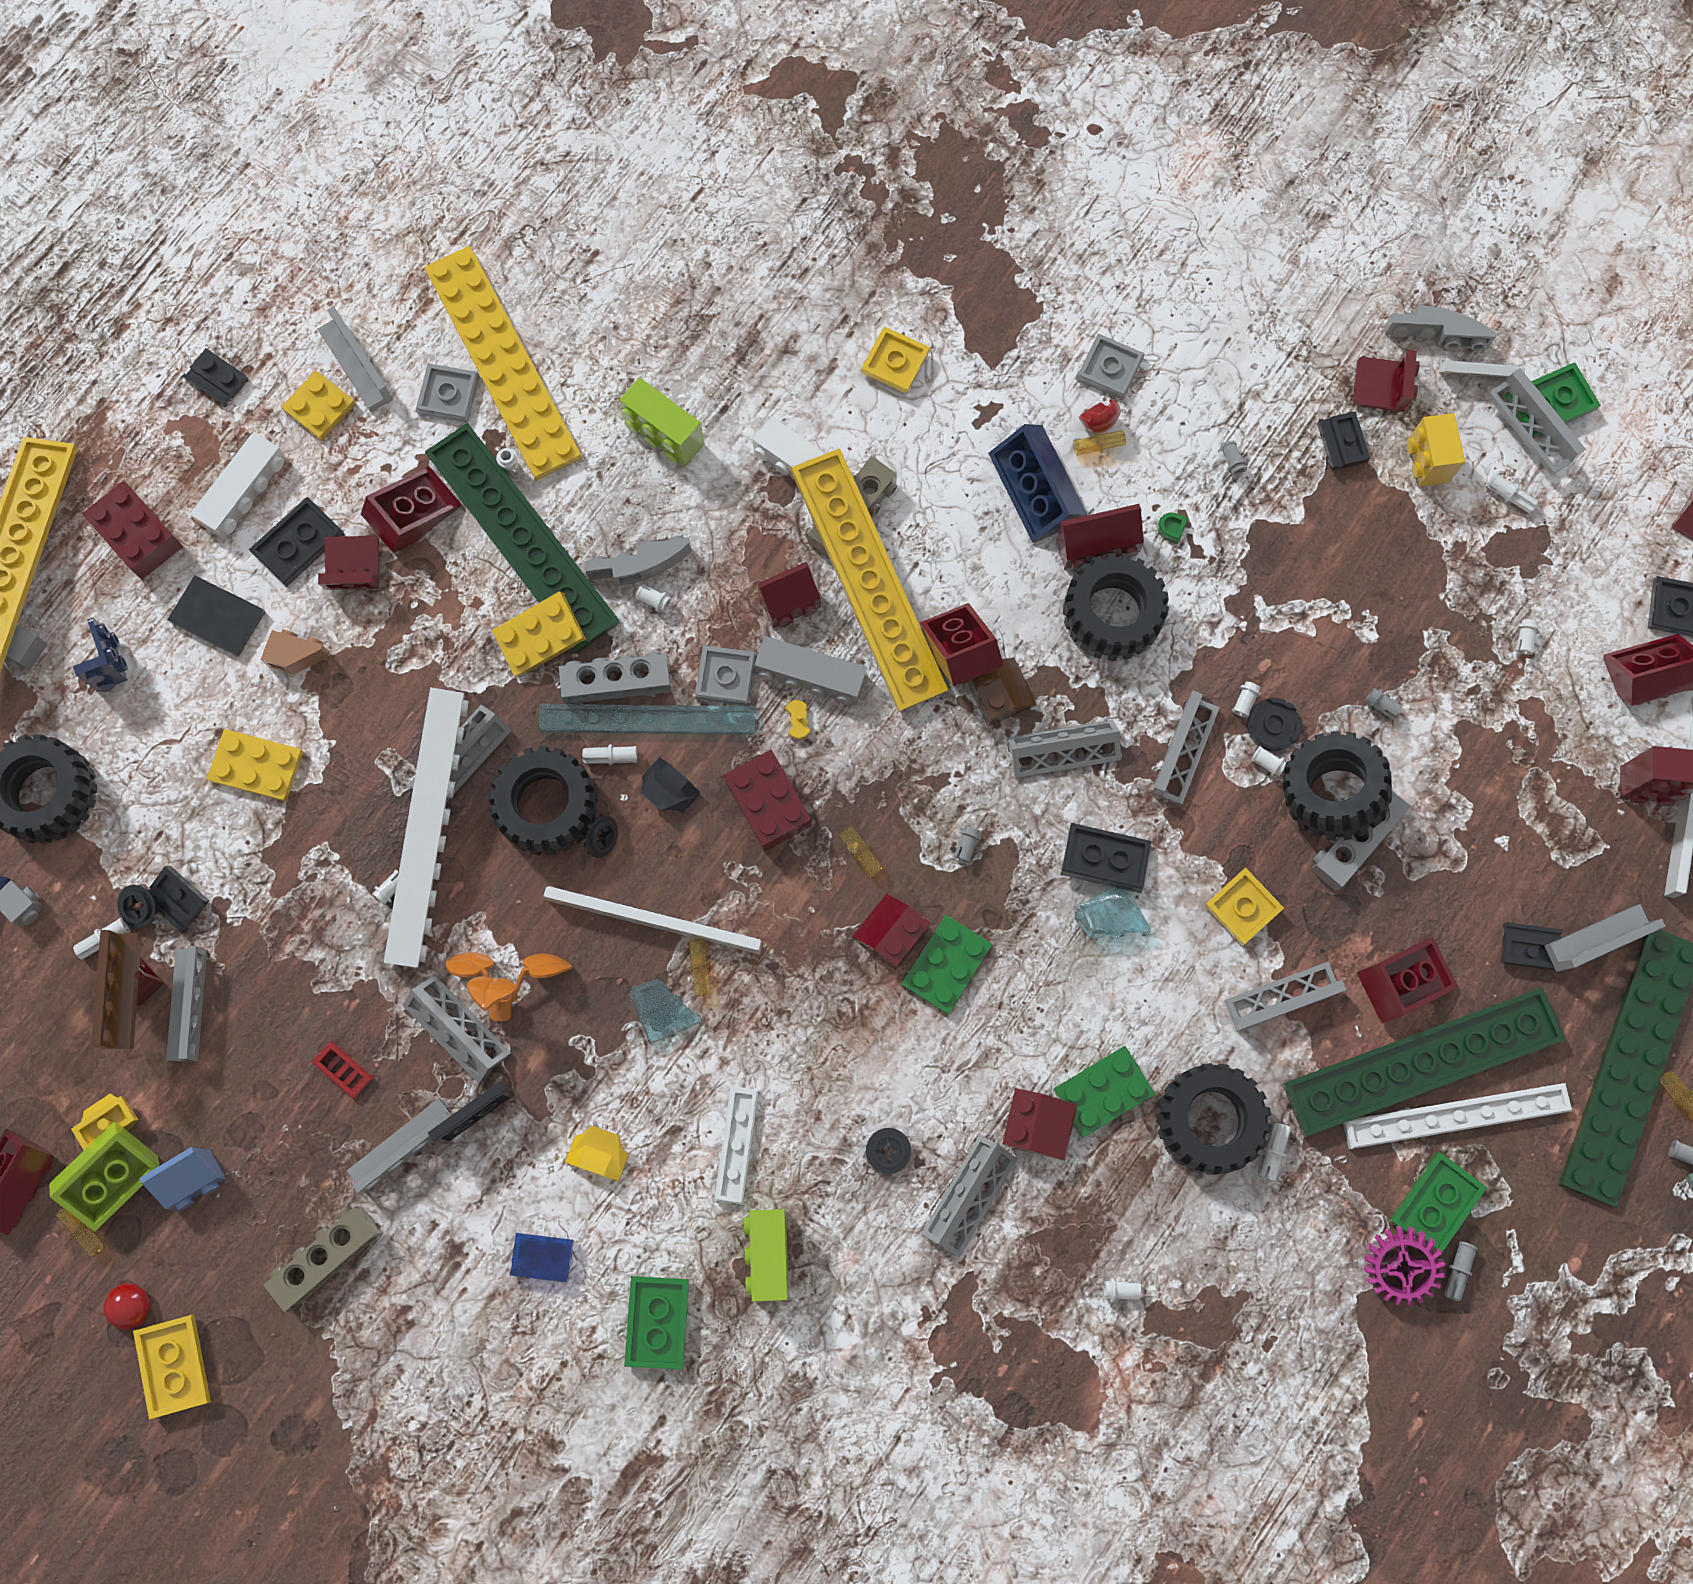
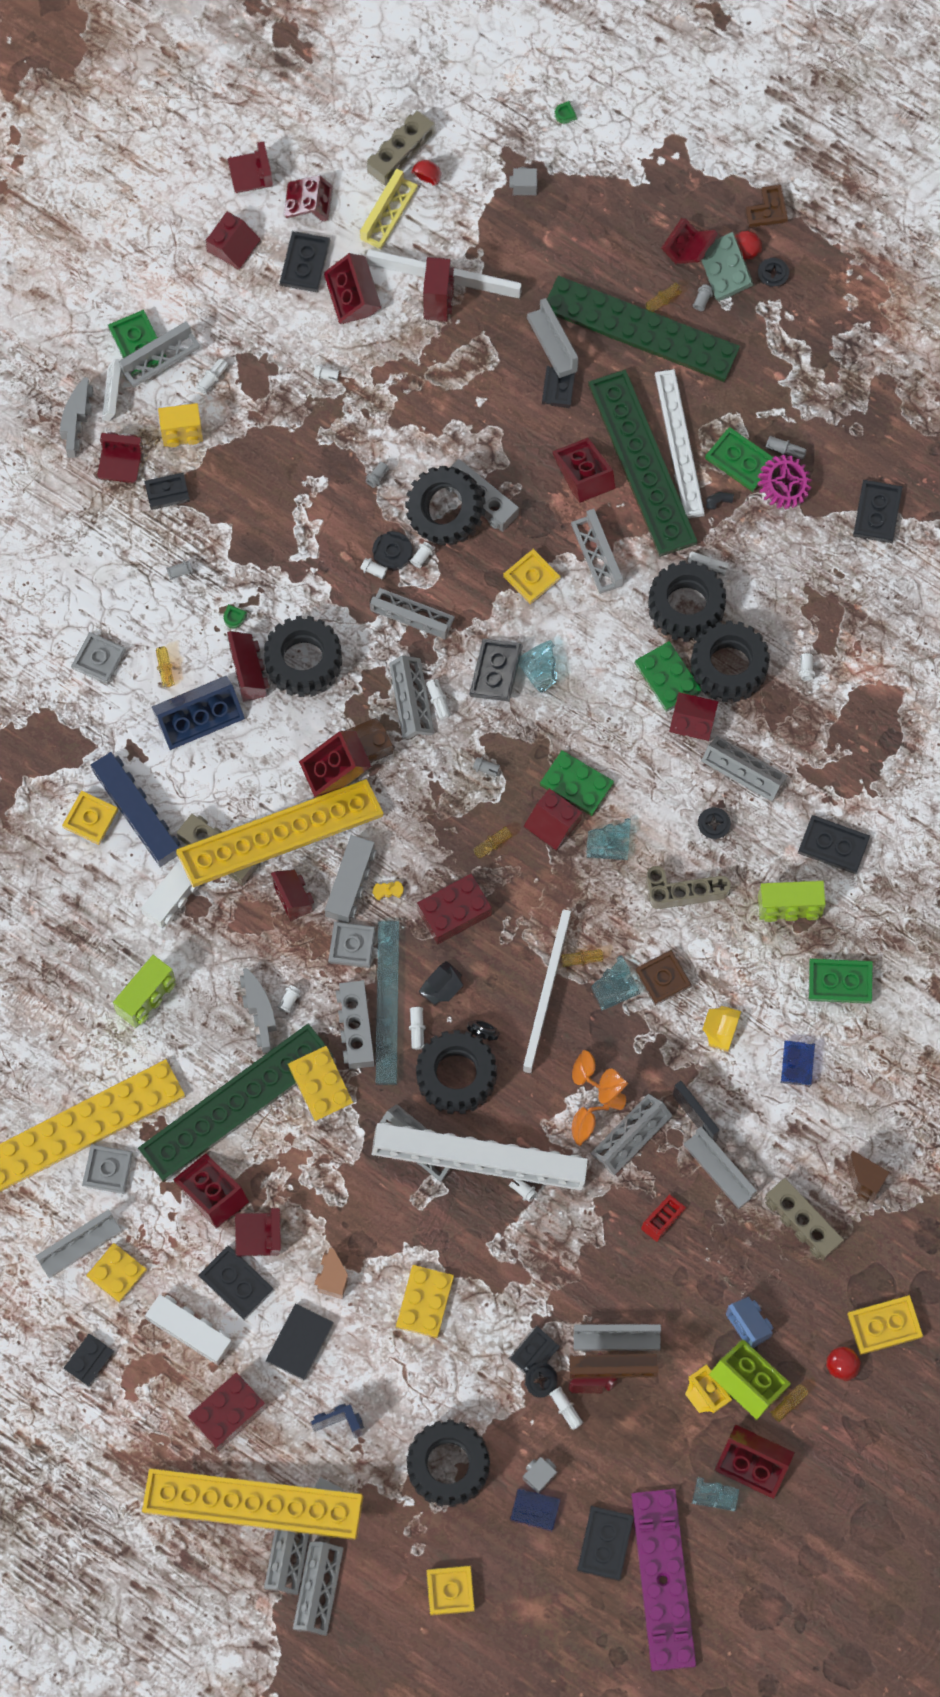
camera: 90 degrees left, 5 degrees down
(366, 1350) = (865, 1176): none -> reddish brown slope
(508, 460) = (172, 1108): white pin -> none
(668, 1075) = (663, 977): none -> reddish brown plate
(736, 1145) = (712, 929): white tile -> none
(791, 1113) = (688, 887): none -> dark tan beam
(858, 1321) = (833, 844): none -> black tile
(862, 1007) = (610, 841): none -> clear light blue slope
(906, 411) = (135, 809): none -> dark blue brick
(1062, 782) = (438, 699): none -> white axle
(1101, 417) = (144, 664): red hair -> none
(1162, 1170) = (736, 637): none -> black tyre
(1369, 1405) = (877, 511): none -> black tile
(1376, 1168) = (717, 497): none -> black arm

